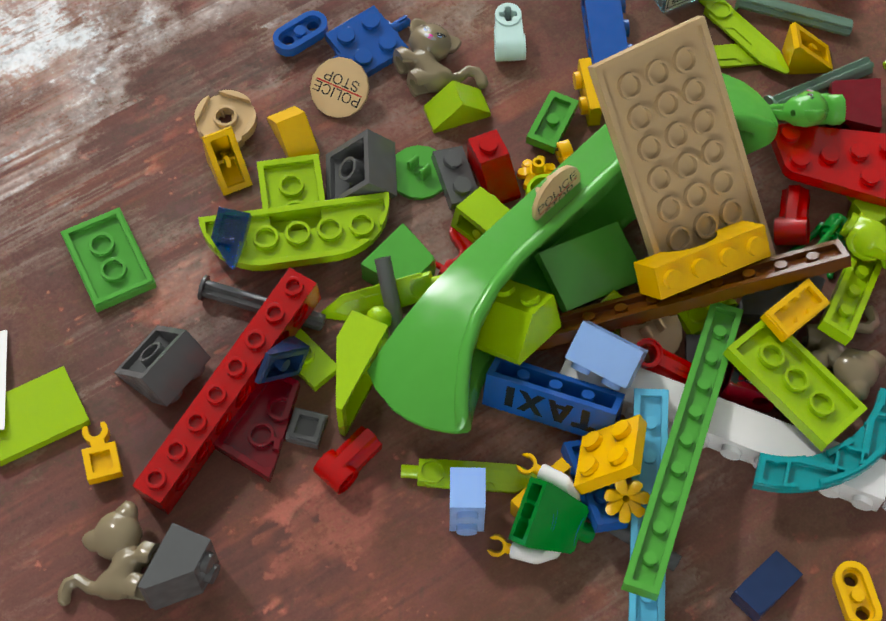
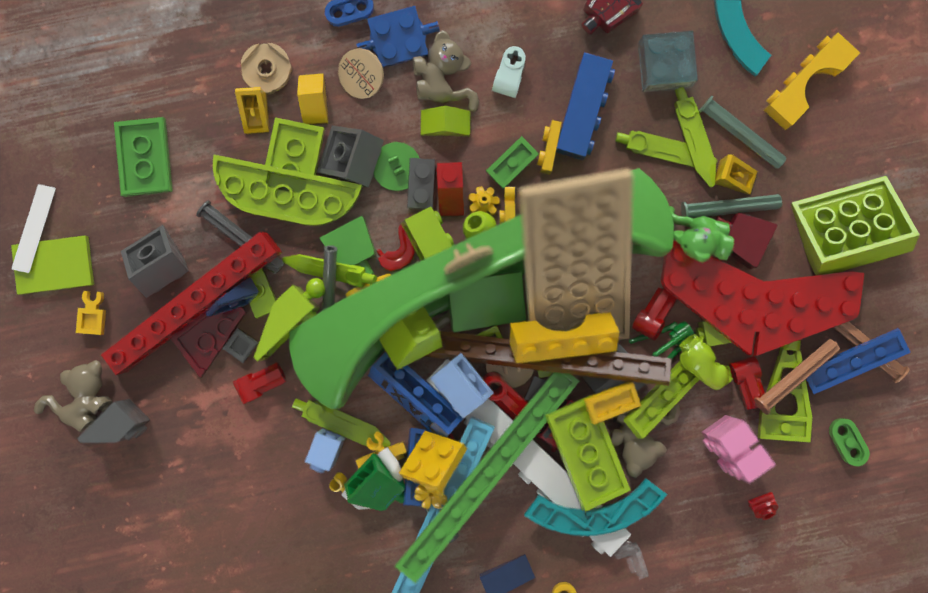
camera: 20 degrees right, 25 degrees up
(230, 233) = (230, 180): slope -> none

